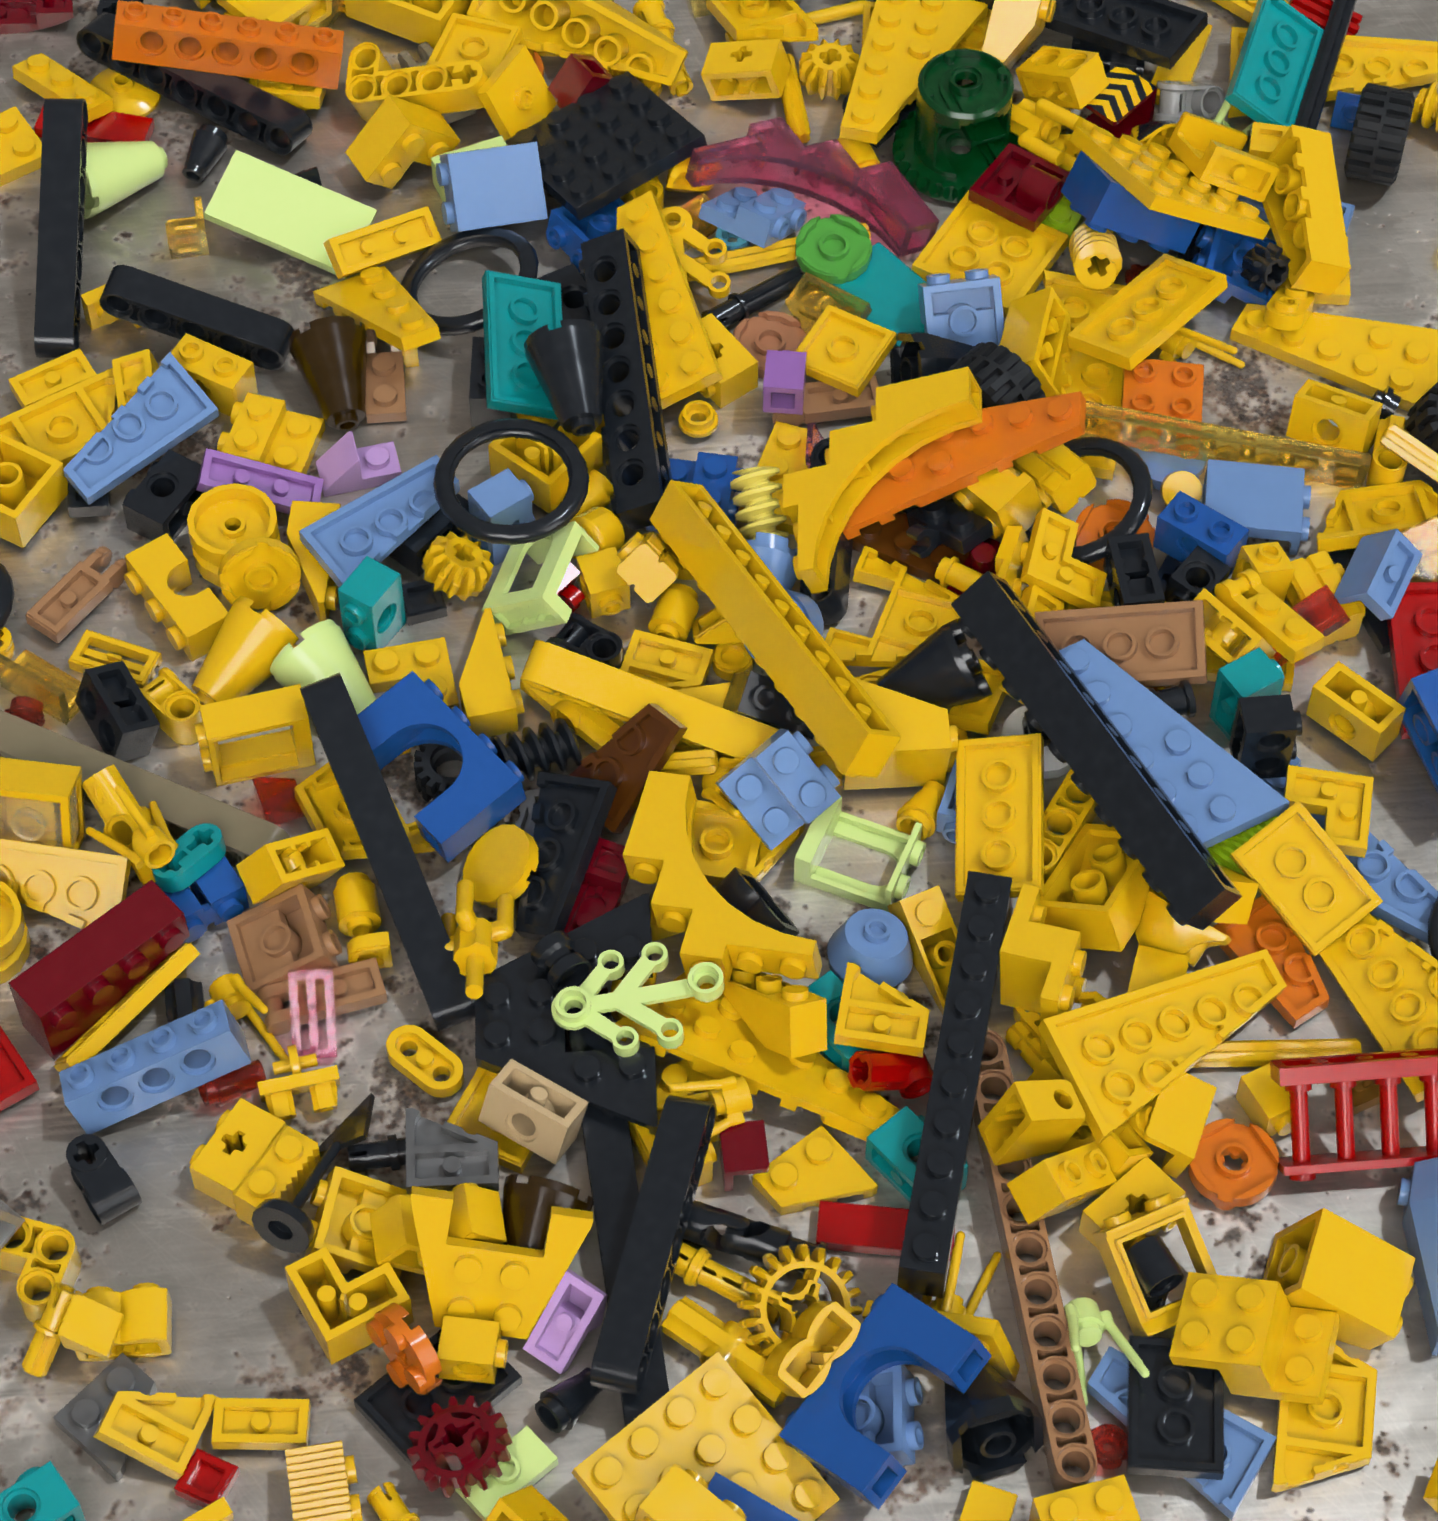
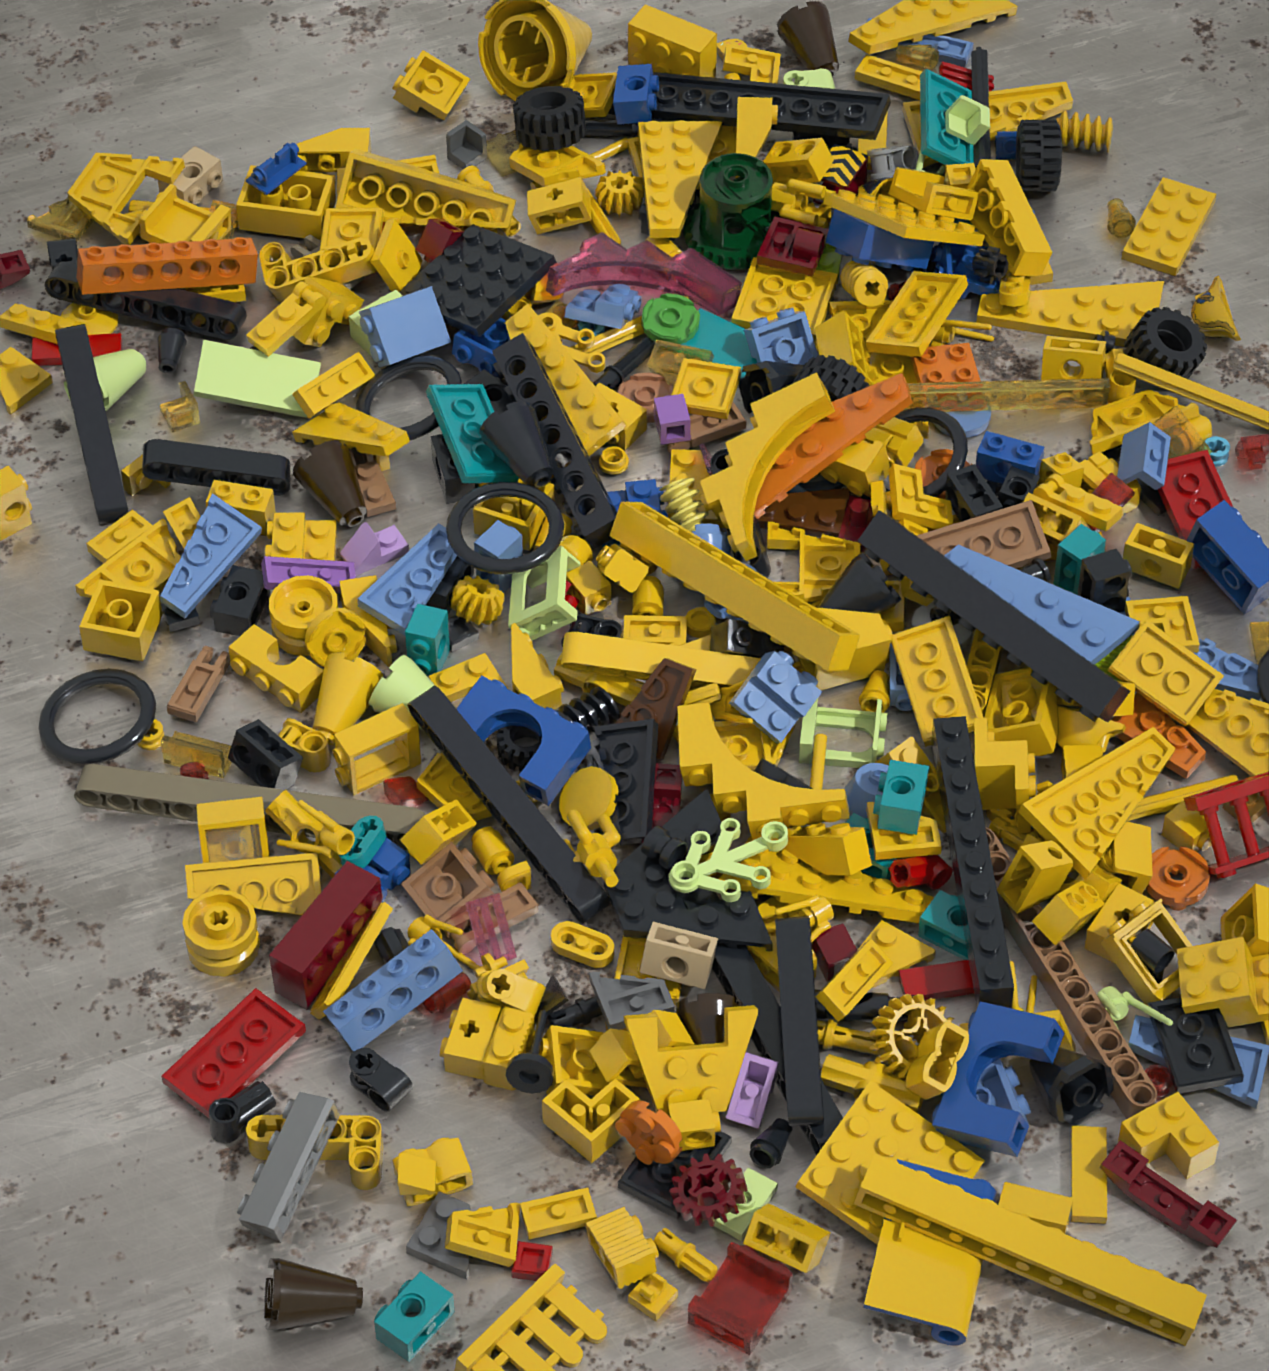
camera: 15 degrees left, 5 degrees down
(46, 1339) = (383, 1187): yellow axle -> none
(86, 658) = (226, 729): yellow tile -> none
(309, 1111) = (514, 990): none -> yellow piece
(346, 145) = (286, 319): none -> yellow plate
(713, 629) = (682, 601): yellow slope -> none
(747, 1204) = (854, 980): none -> yellow plate
(812, 890) = (818, 762): none -> yellow bar
(891, 968) = (902, 796): none -> teal brick
(946, 525) = (826, 492): black plate -> none
(955, 574) = (846, 526): yellow pin -> none
(1180, 481) = (976, 430): yellow tile -> none
(1261, 498) = (1040, 423): medium blue panel -> none
(1300, 67) = (967, 119): none -> yellowish green panel

